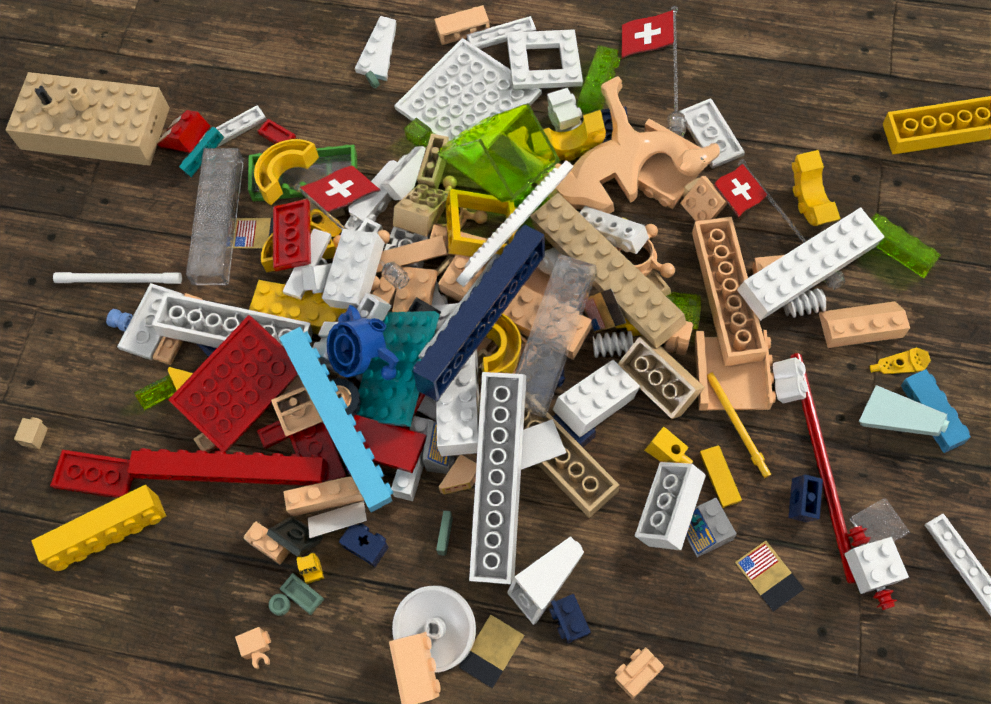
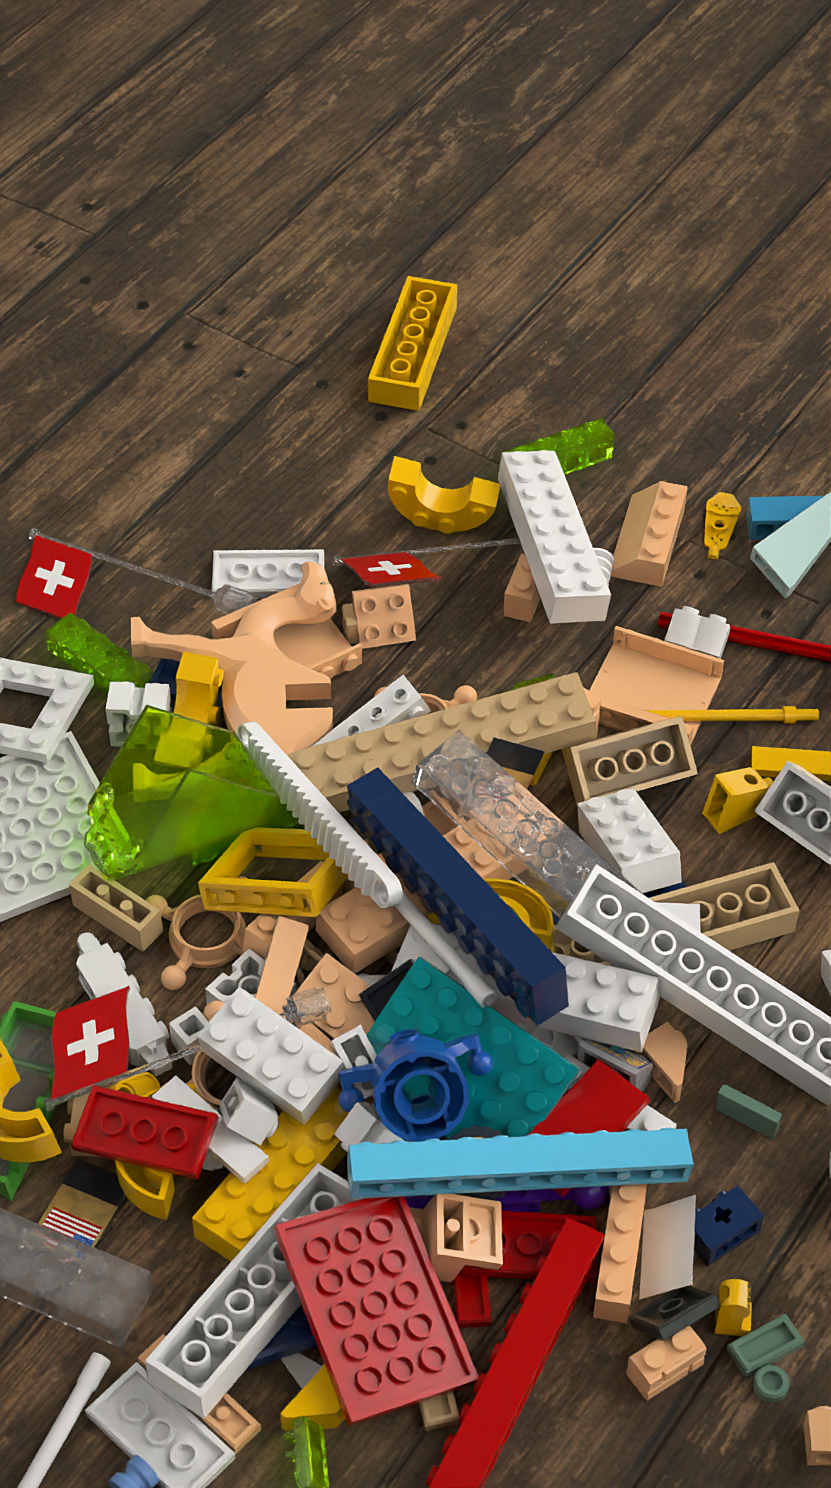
camera: 75 degrees left, 15 degrees down
(404, 176) = (121, 942): white slope -> none
(418, 133) = (44, 913): clear neon green brick -> none
(420, 209) = (200, 943): tan slope -> none
(612, 344) = (553, 789): white piece -> none
(723, 273) = (528, 644): light nougat brick -> none

